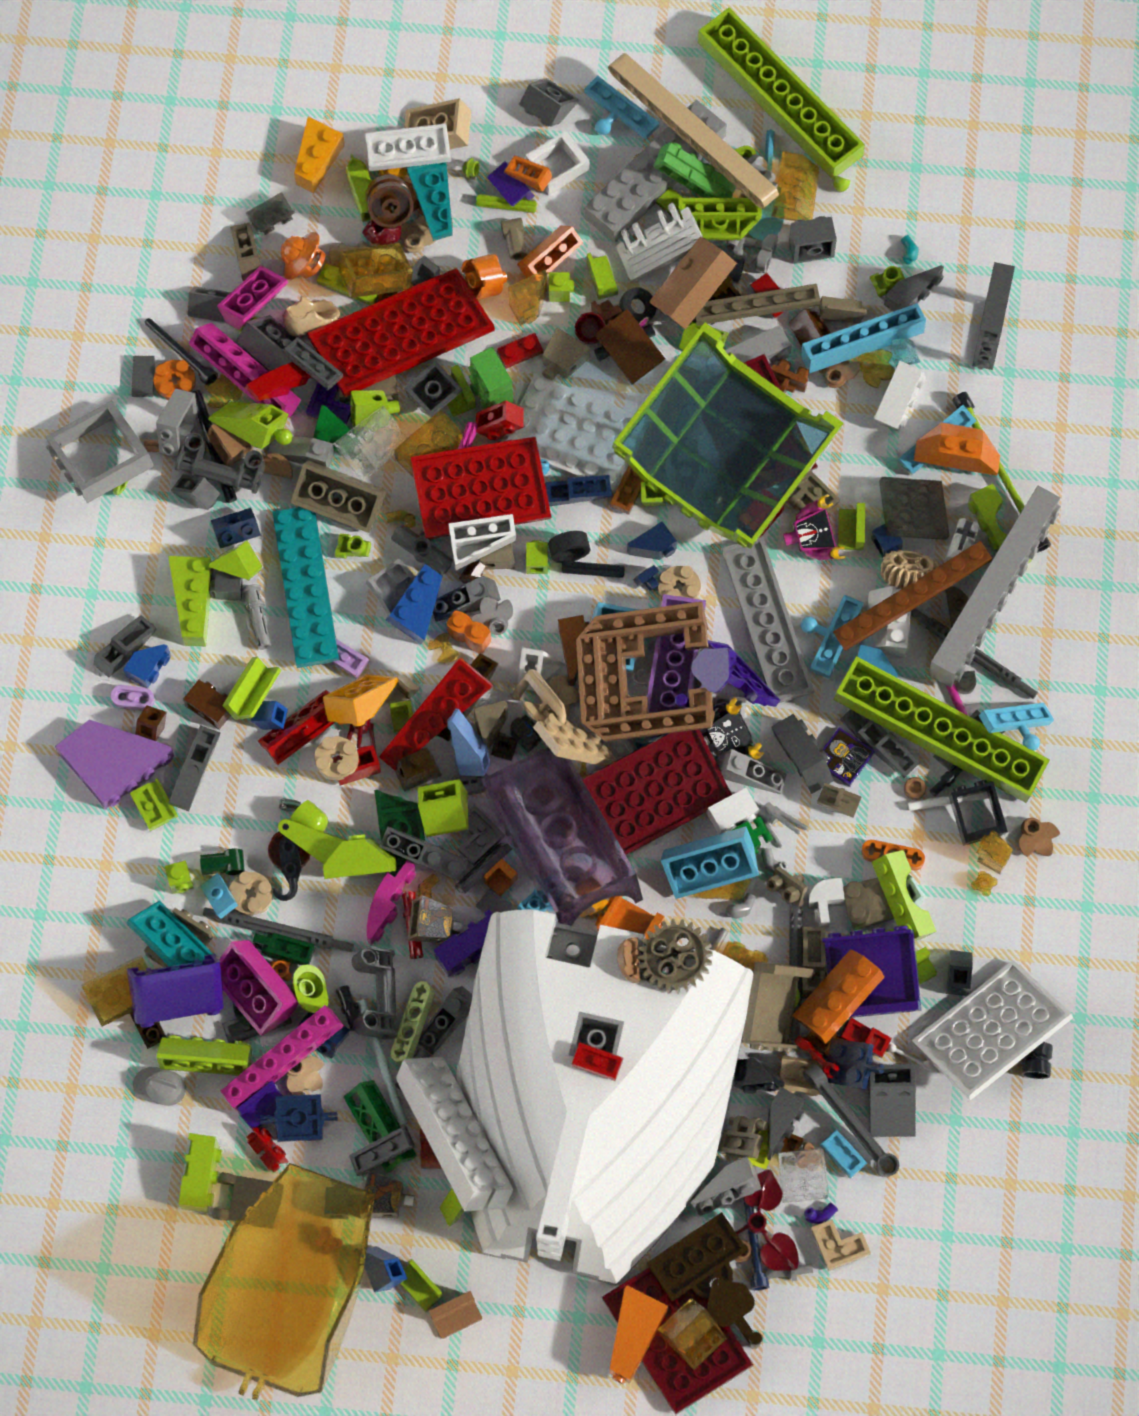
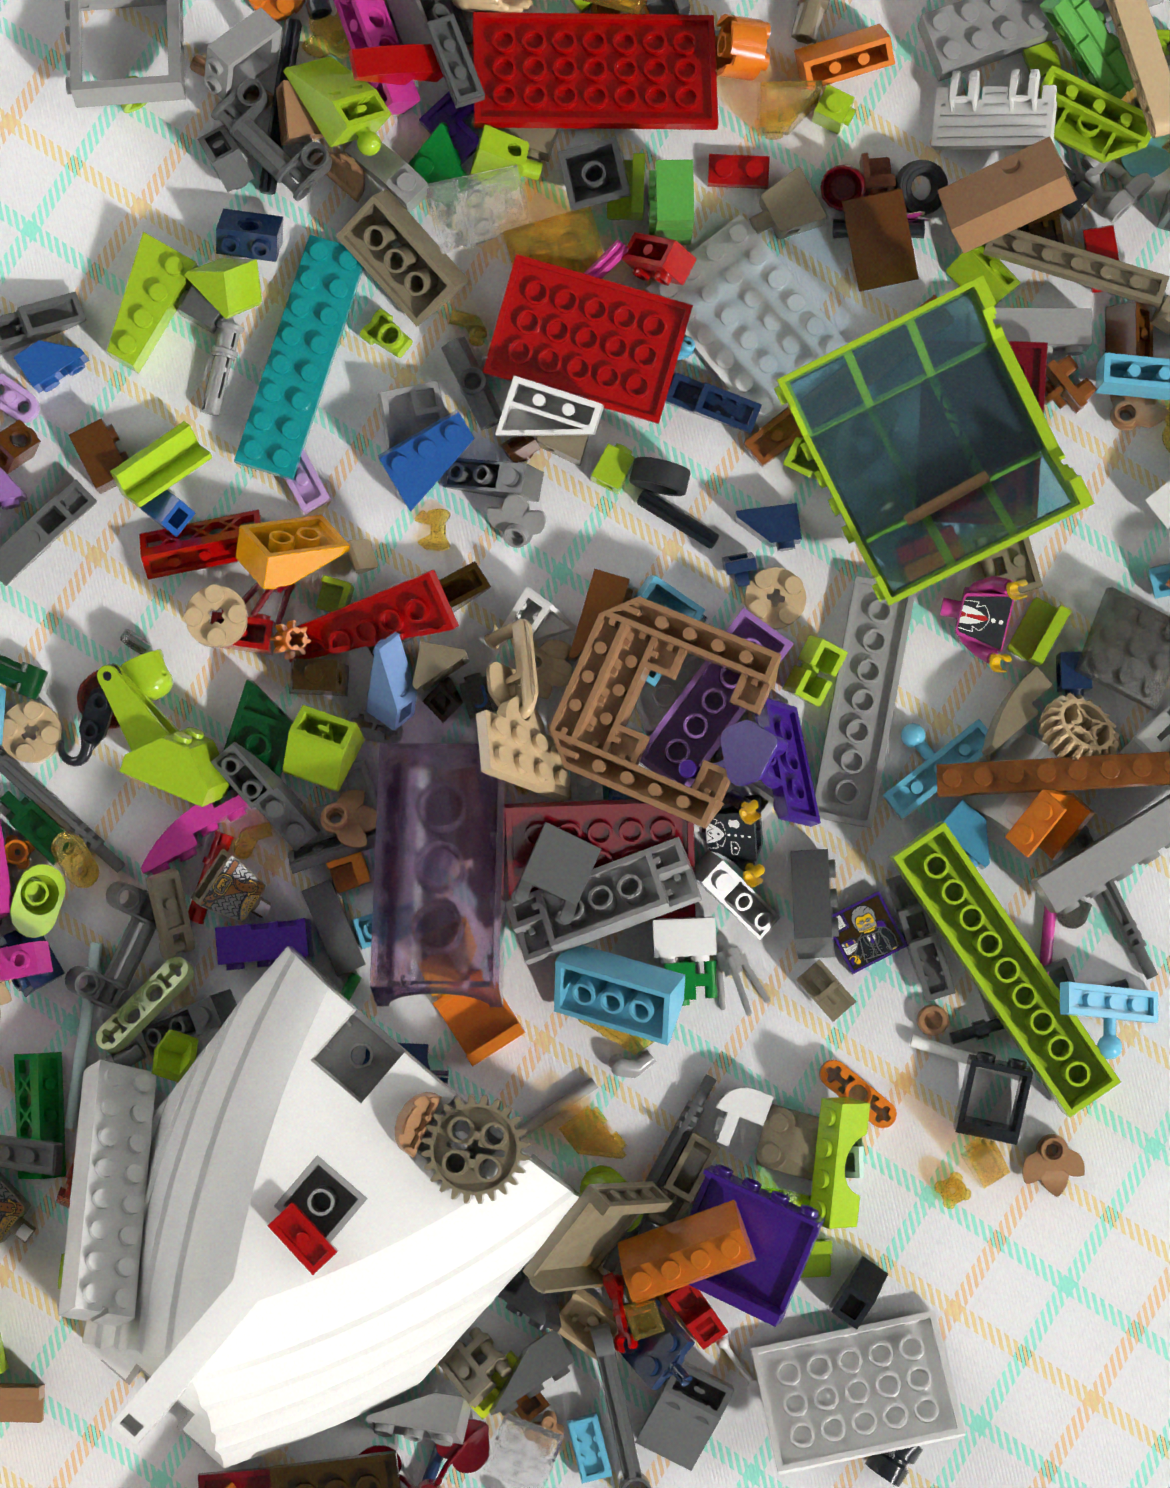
camera: 25 degrees right, 15 degrees up
(320, 953) = (74, 857): none -> clear yellow plate
(348, 1005) = (77, 941): black pin -> none
(389, 751) = (283, 637): none -> orange gear
(400, 955) = (170, 913): none -> dark tan plate
(449, 1040) = (174, 1055): none -> lime panel
(465, 630) = (470, 519): orange brick -> none
(487, 842) = (355, 820): none -> medium nougat plate
(602, 276) = (897, 121): lime panel -> none
(633, 800) = (559, 867): none -> dark grey flag
(672, 810) = (612, 900): none -> light grey slope
(726, 605) = (815, 657): none -> lime piece
(752, 472) = (946, 498): none -> medium nougat bar
(769, 862) = (698, 1028): light grey arm -> none
(789, 887) = (703, 1072): dark tan hips -> none
(834, 1046) = (643, 1319): none -> clear yellow slope
(864, 577) = (1015, 709): none -> dark tan slope
(921, 630) = (1050, 823): none -> orange panel
(956, 602) = (1117, 808): dark tan plate -> none

